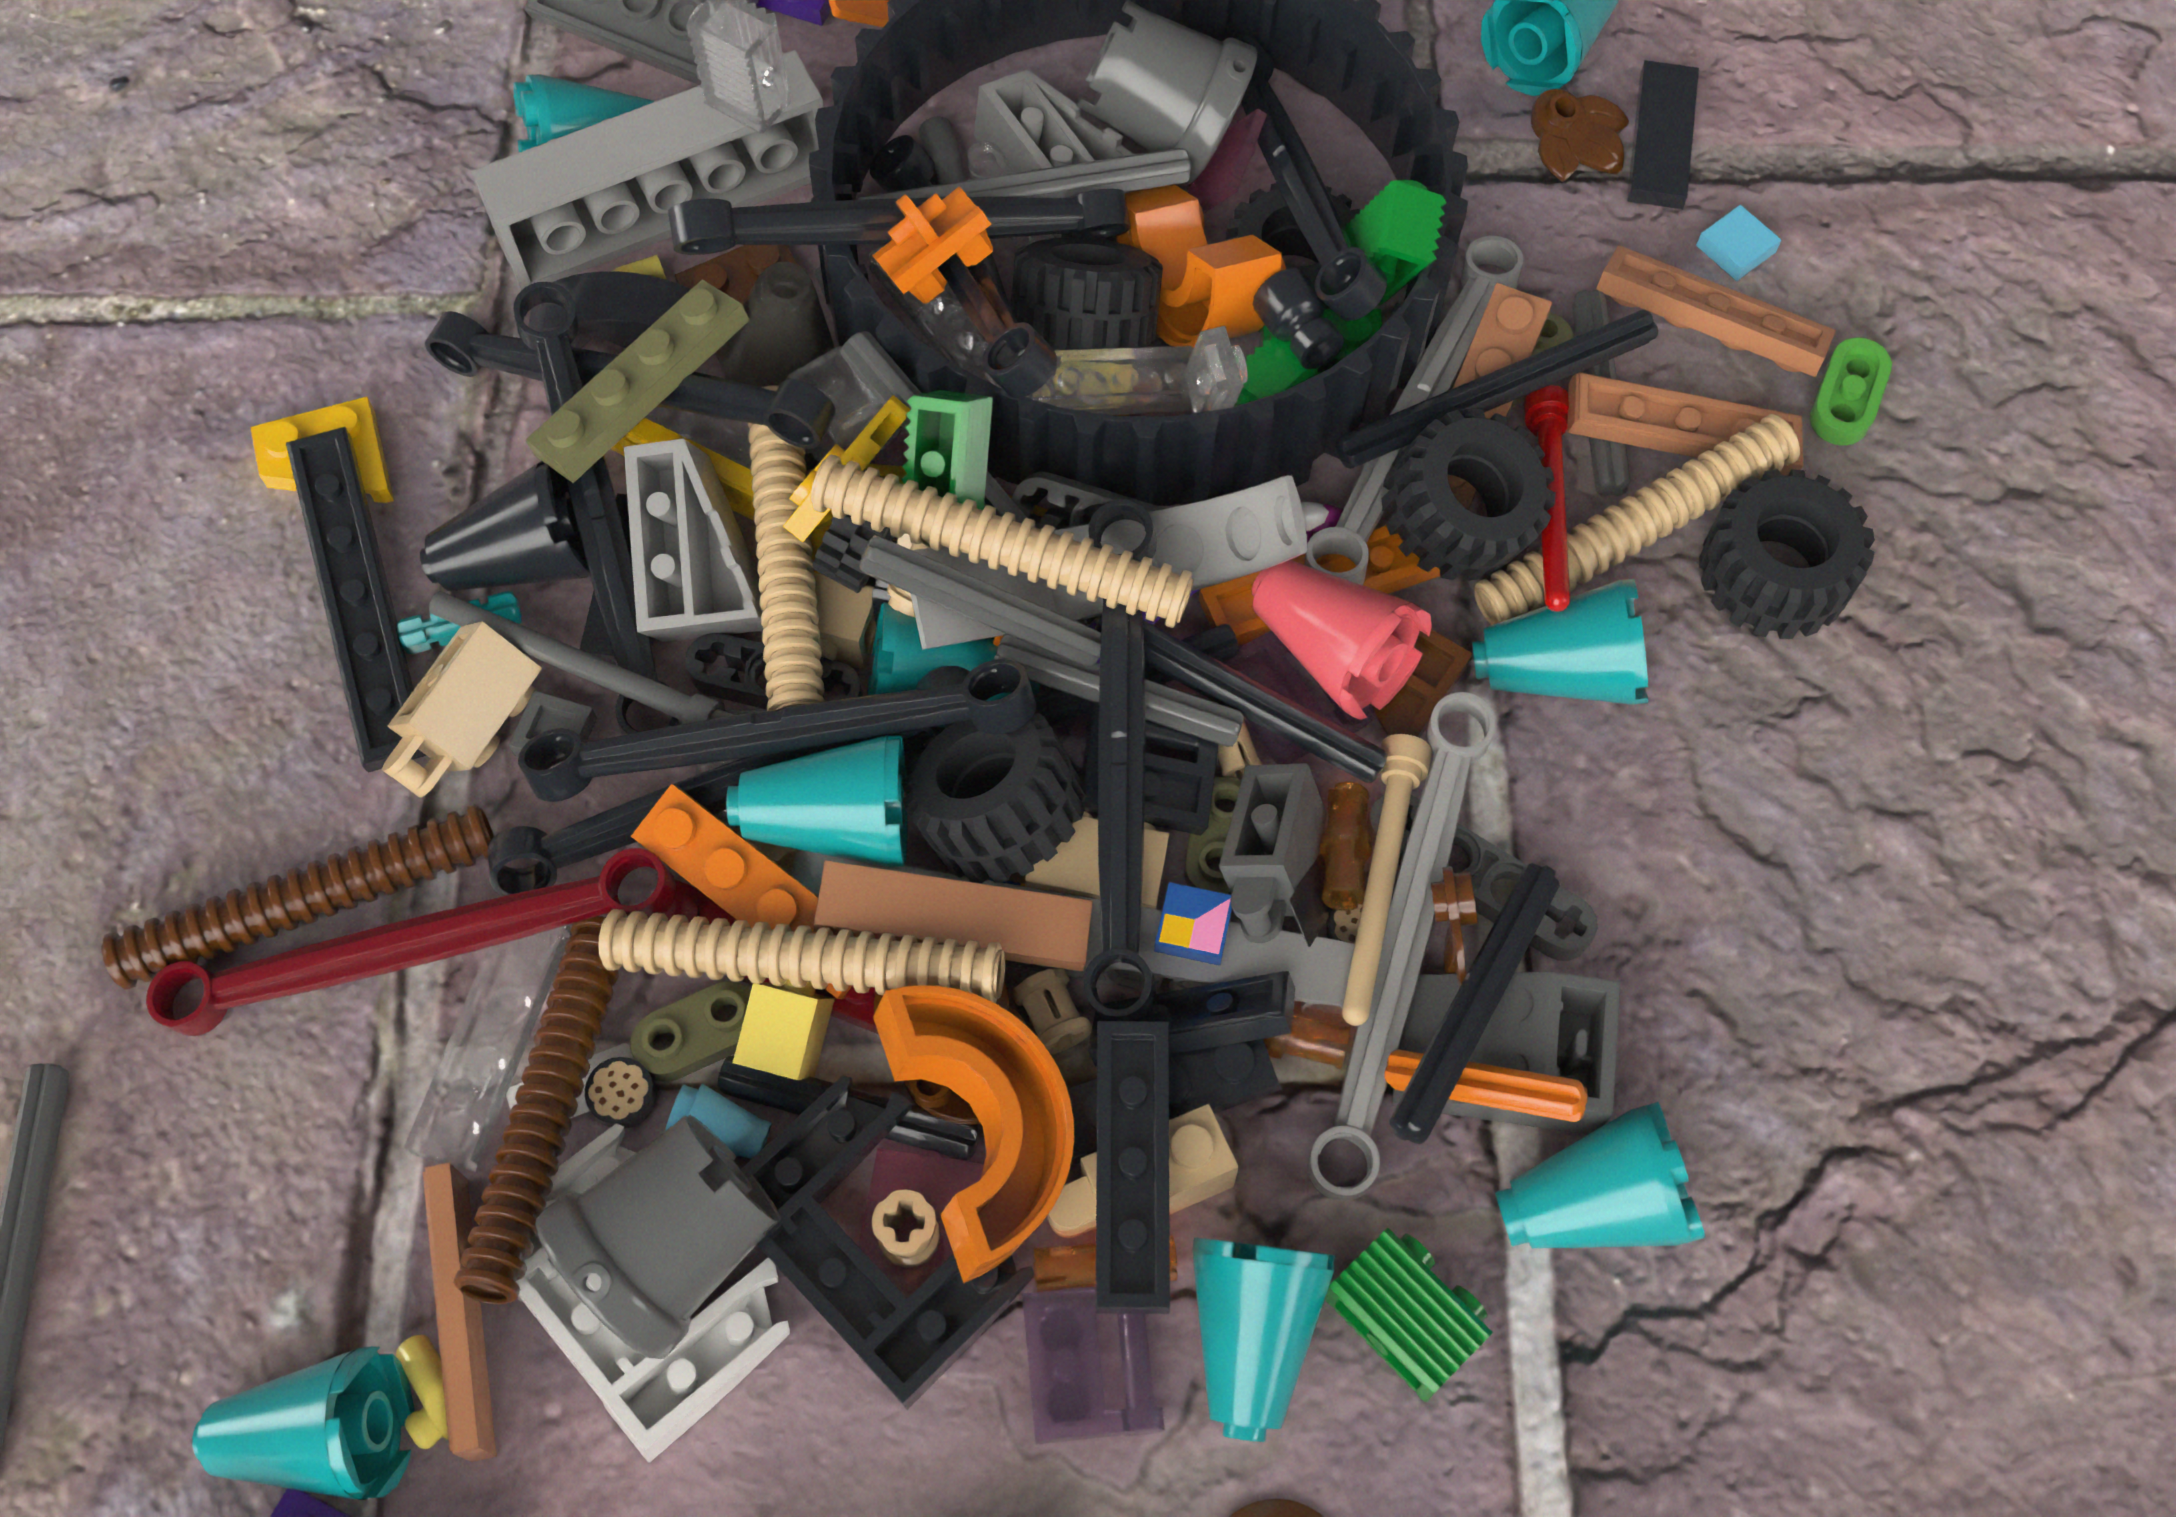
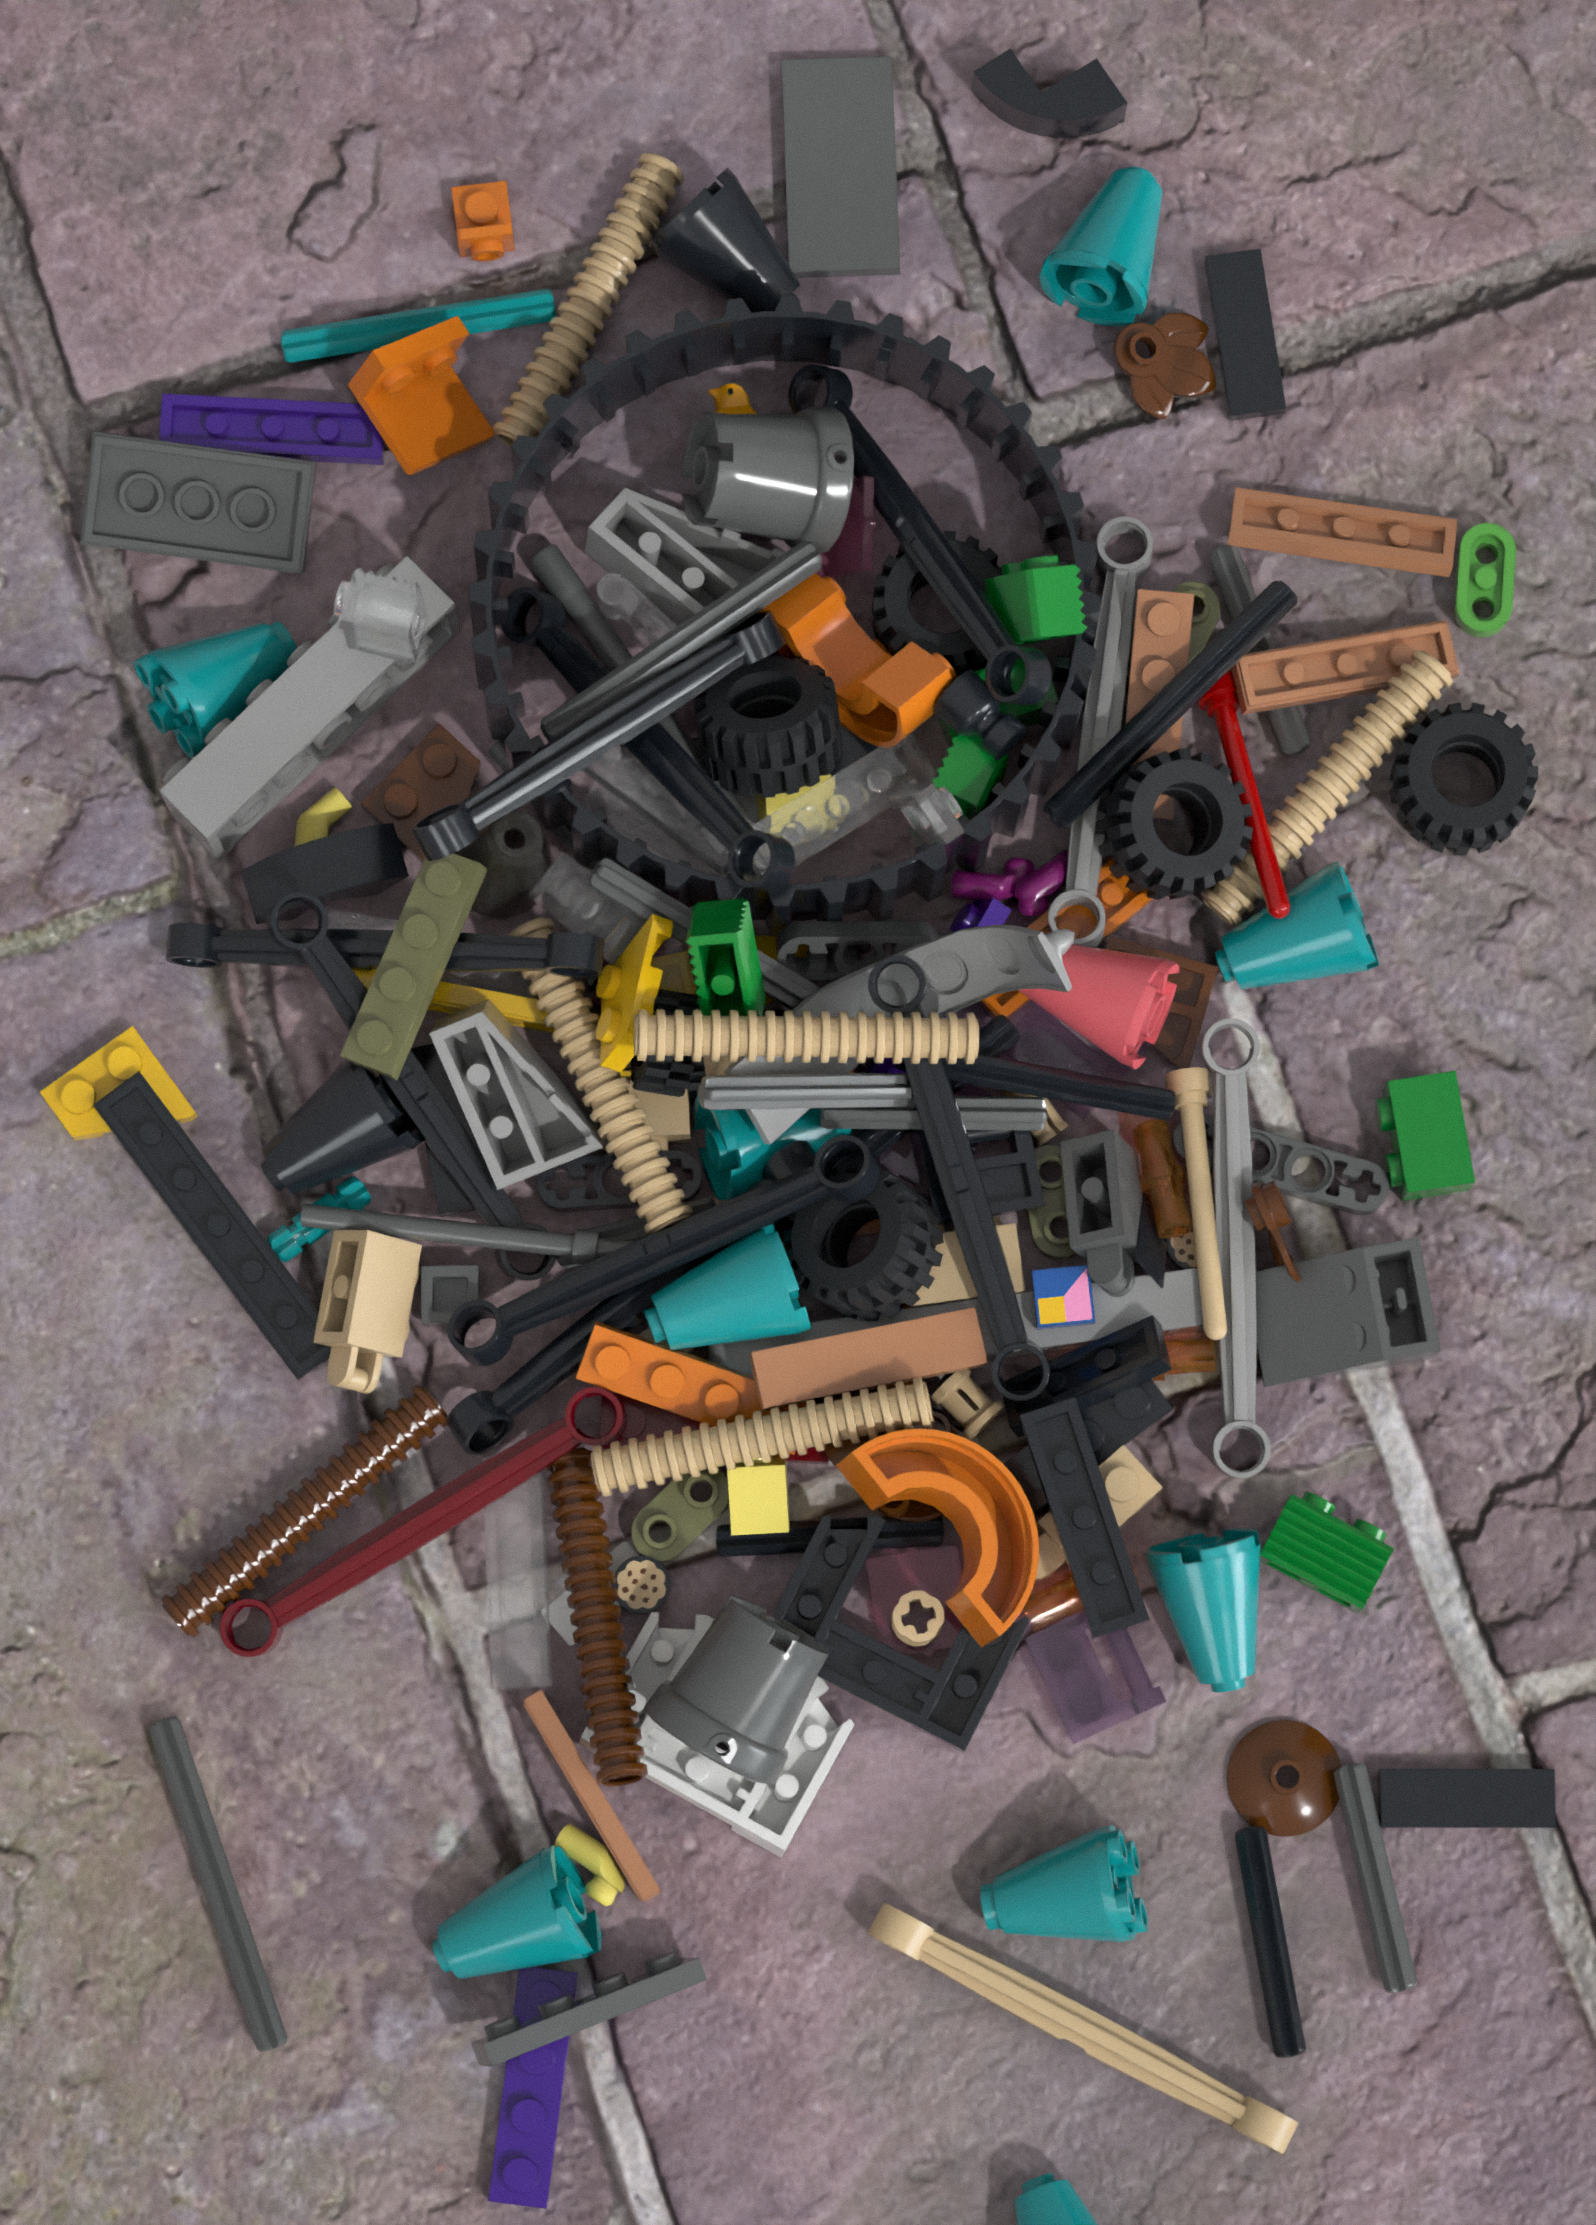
camera: 20 degrees left, 15 degrees up
(732, 1124) = (718, 1579): medium azure cone -> none
(930, 238) = (636, 756): orange hips -> none
(1474, 1005) = (1309, 1290): black axle -> none
(1501, 1087) = (1335, 1358): orange axle -> none
(1606, 1190) = (1451, 1407): teal cone -> none
(1652, 892) = (1425, 1136): none -> green brick
(1738, 242) = (1346, 441): medium azure tile -> none

